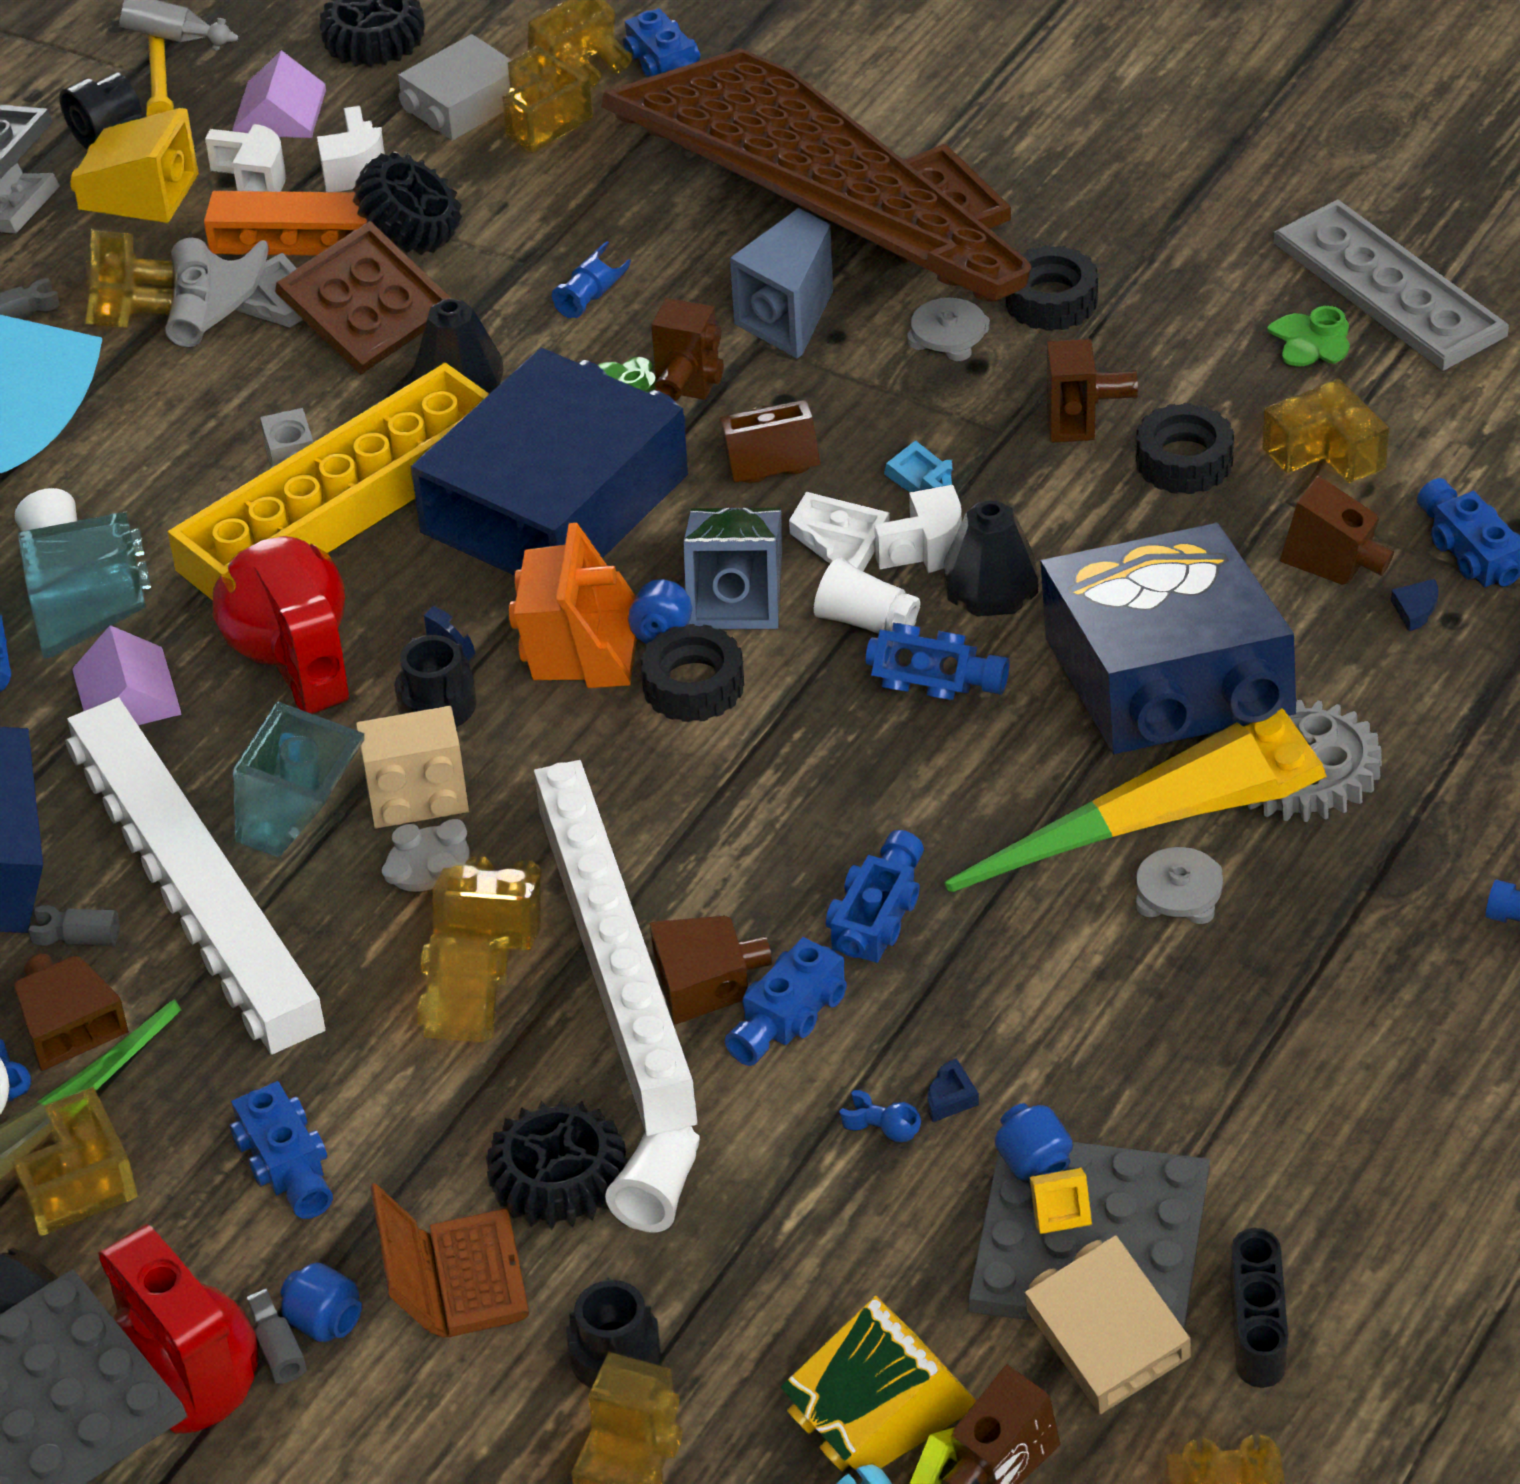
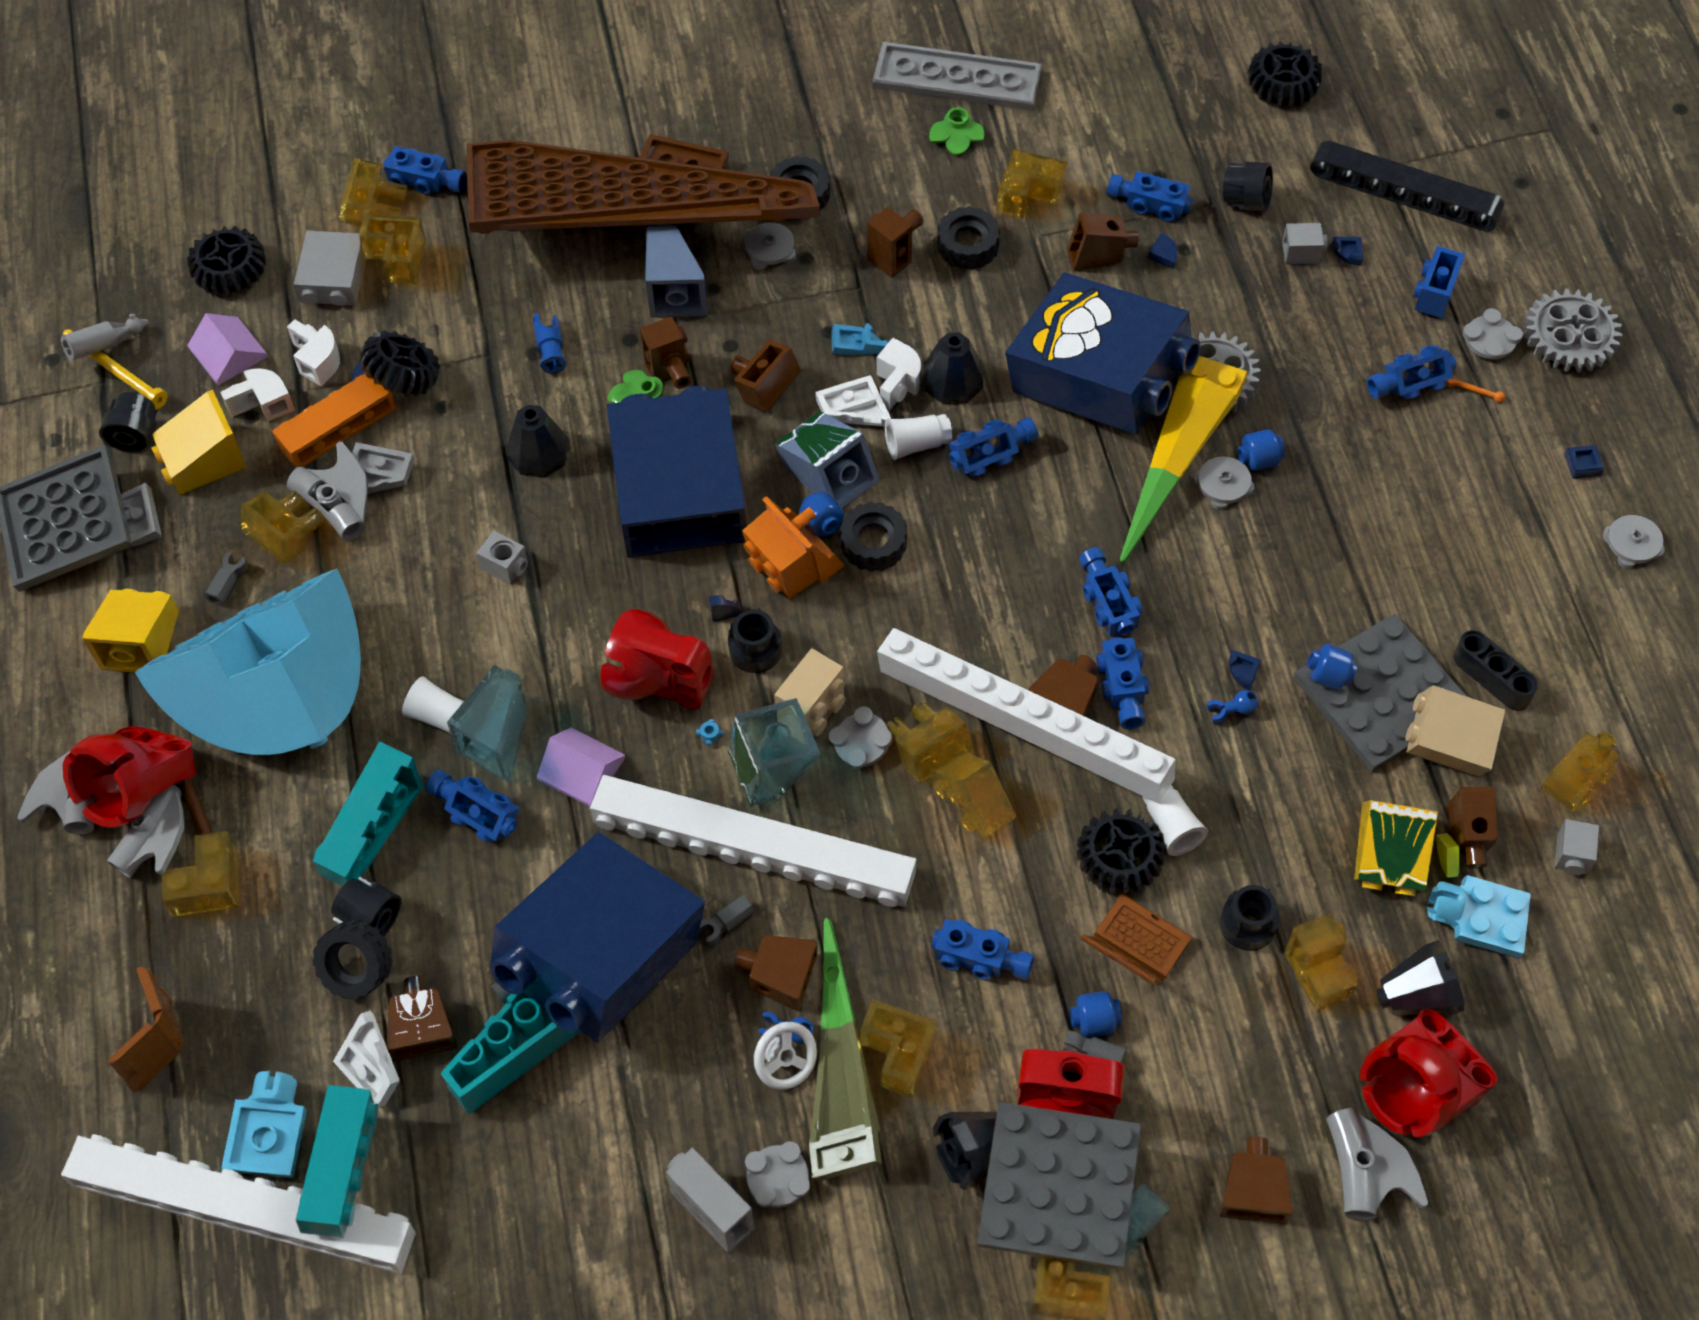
camera: 45 degrees left, 15 degrees up
(332, 484) = (566, 565): yellow brick -> none
(362, 297) = (441, 438): reddish brown plate -> none
(1061, 1200) = (1373, 686): yellow tile -> none
(1263, 878) = (1261, 450): none -> blue head

